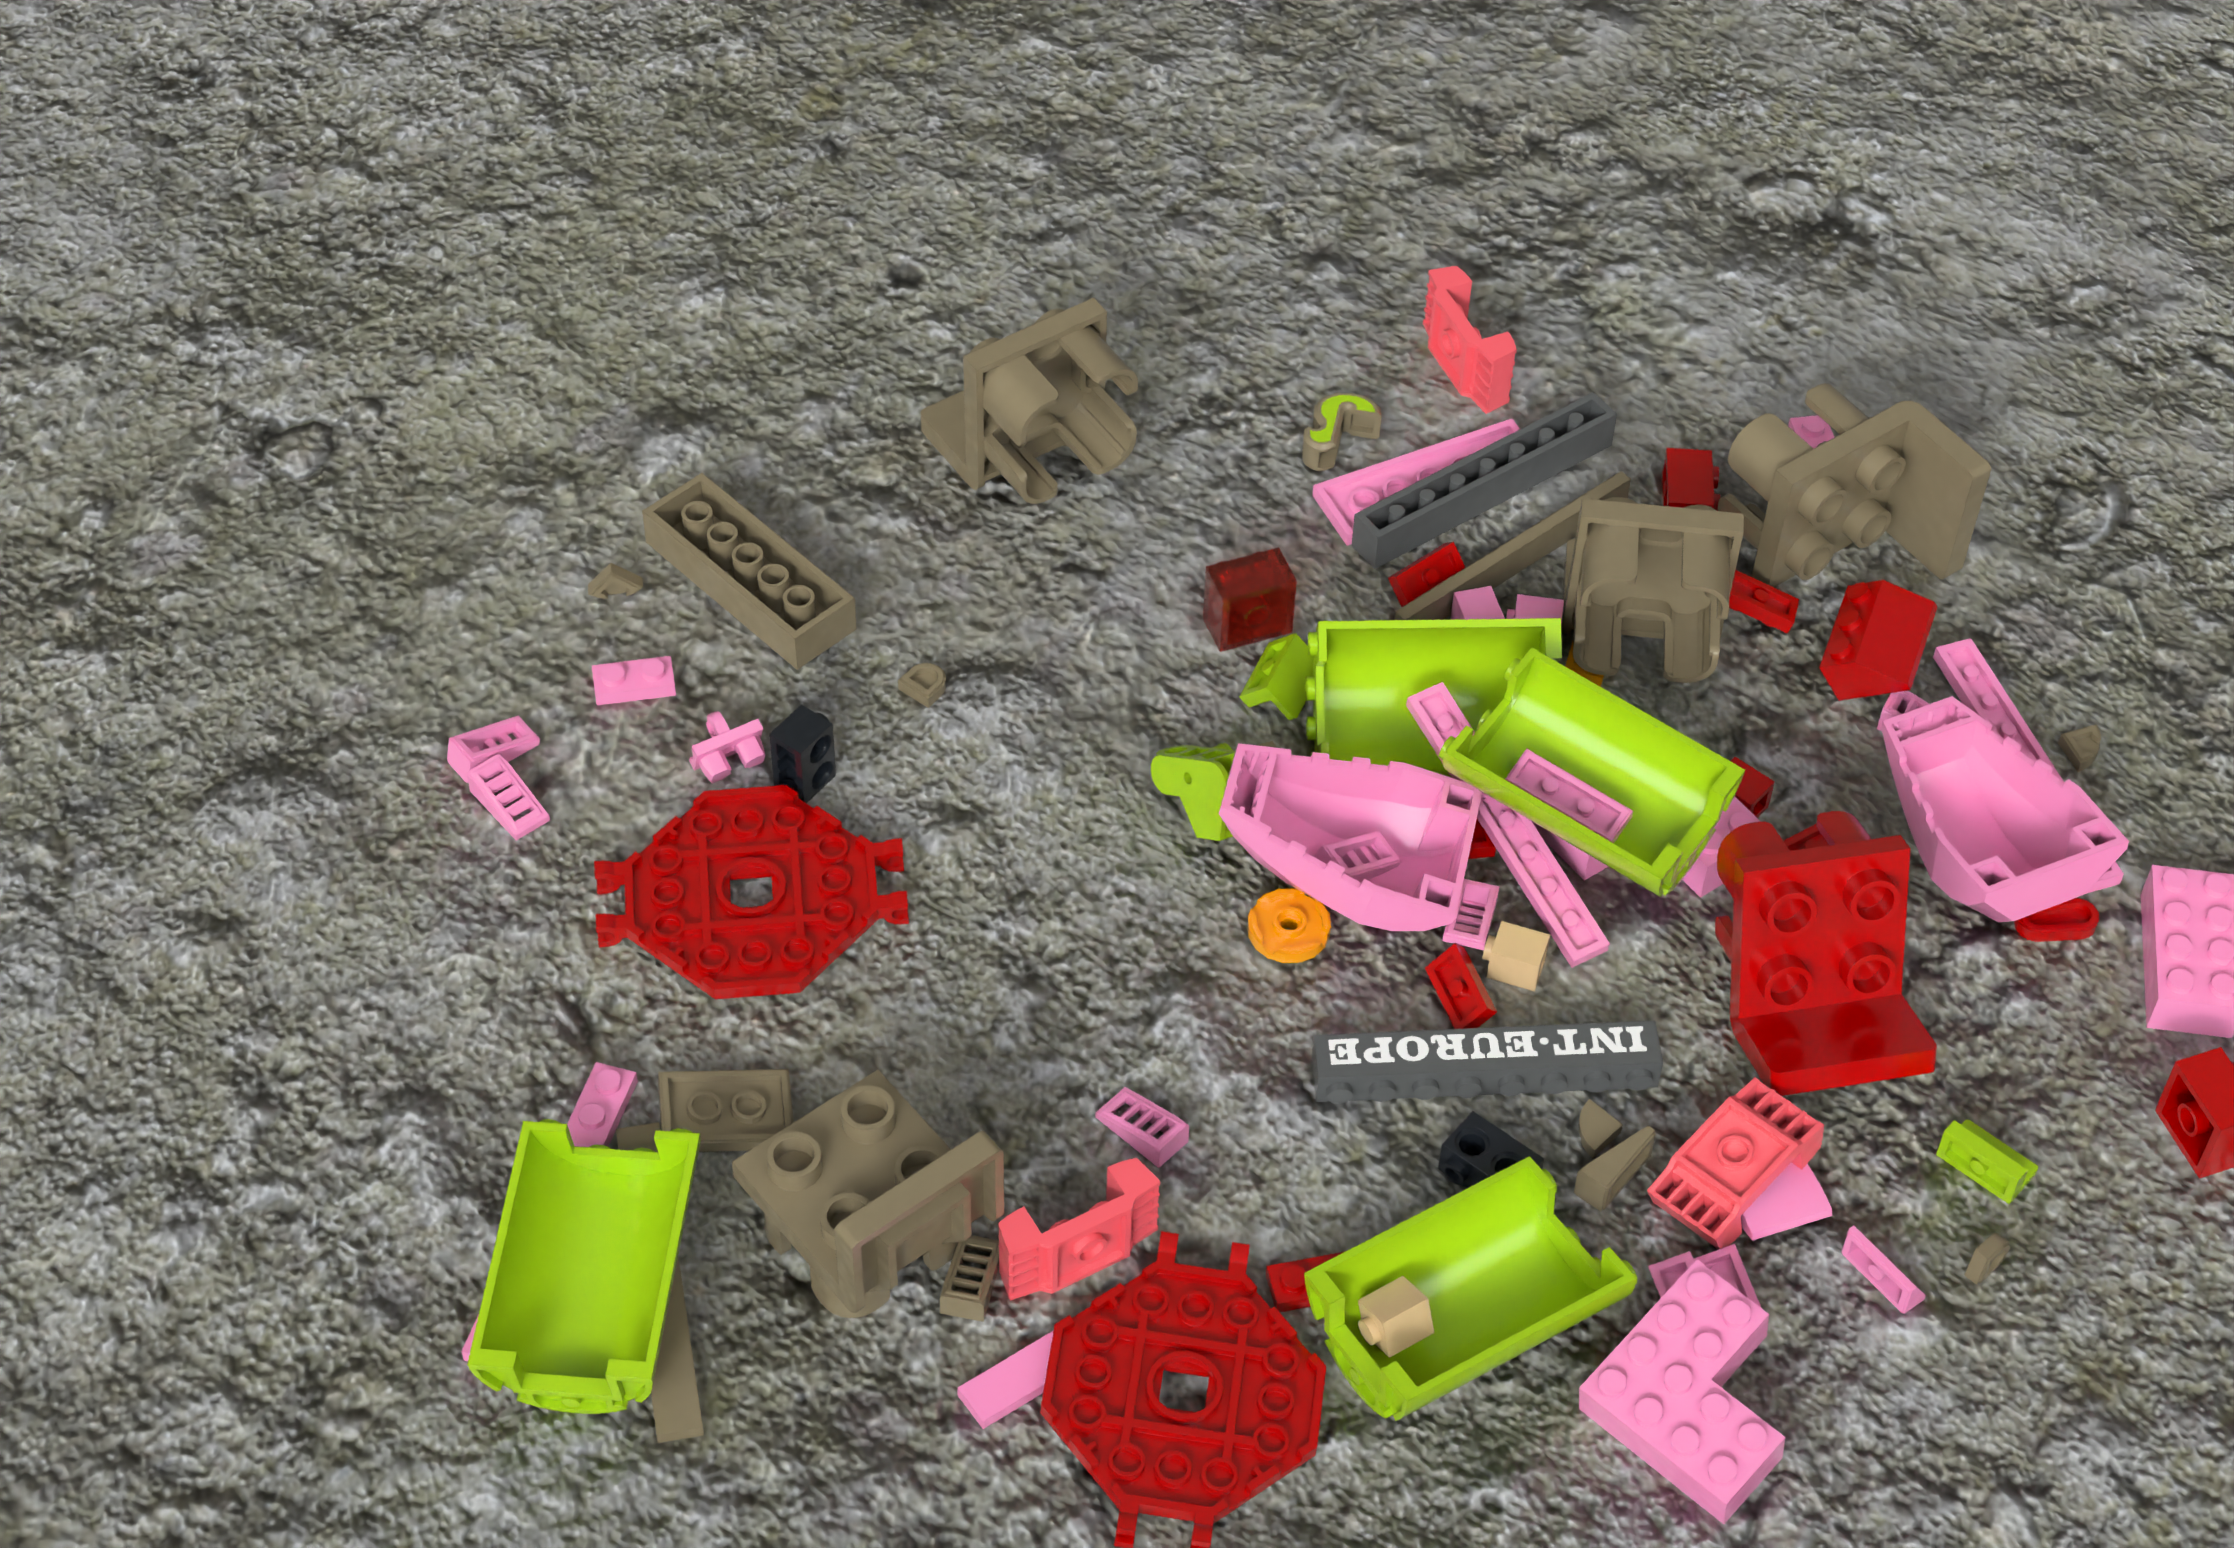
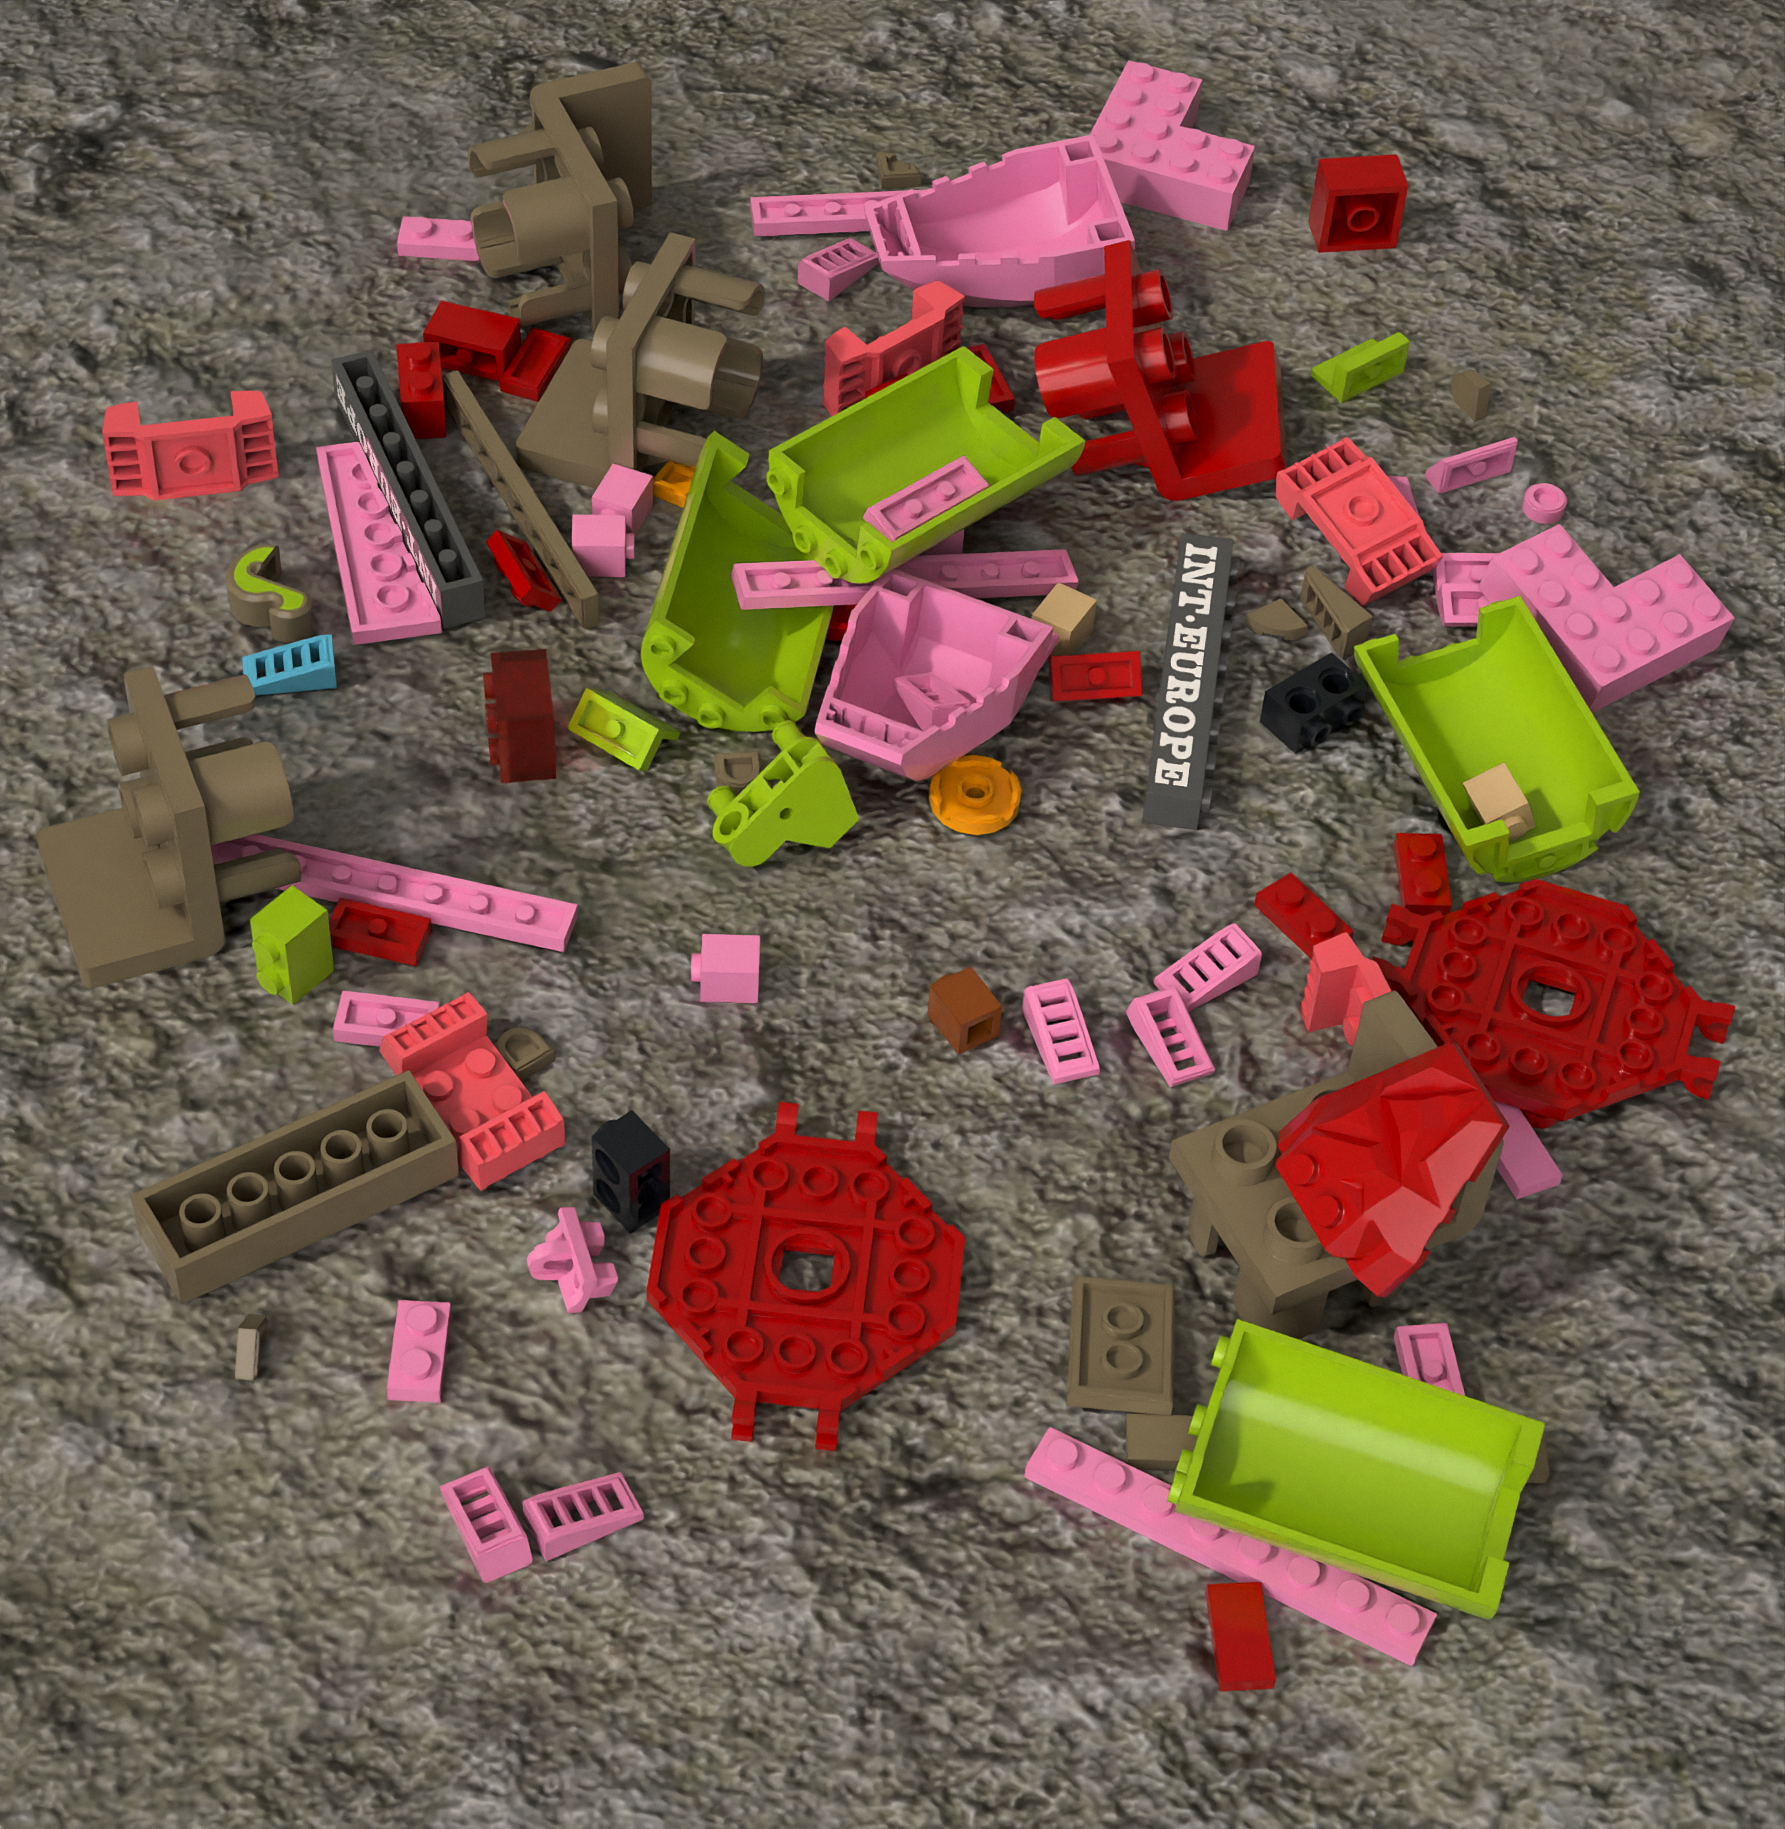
camera: 80 degrees left, 0 degrees up
(461, 1230) = (1240, 1636): none -> red tile
(742, 1336) = (1428, 1355): none -> bright pink plate
(830, 1181) = (1389, 1159): none -> red wedge
(866, 656) = (475, 1091): none -> coral plate
(926, 594) = (369, 1017): none -> bright pink plate
(966, 513) = (292, 945): none -> lime brick
(1013, 570) = (379, 931): none -> red plate
(1038, 789) = (727, 968): none -> bright pink brick
(1040, 951) = (964, 1010): none -> dark orange brick
(1048, 1007) = (1052, 1003): none -> bright pink slope
(1058, 574) = (418, 892): none -> bright pink plate
(1063, 1086) = (1172, 1005): none -> bright pink slope
(1231, 1192) = (1299, 913): none -> red plate
(1275, 482) = (312, 655): none -> medium azure slope
(1599, 460) = (422, 389): none -> red brick
(1802, 781) = (858, 366): none -> coral plate
(1862, 1344) = (1544, 503): none -> bright pink tile
(1876, 640) = (751, 249): red slope -> none

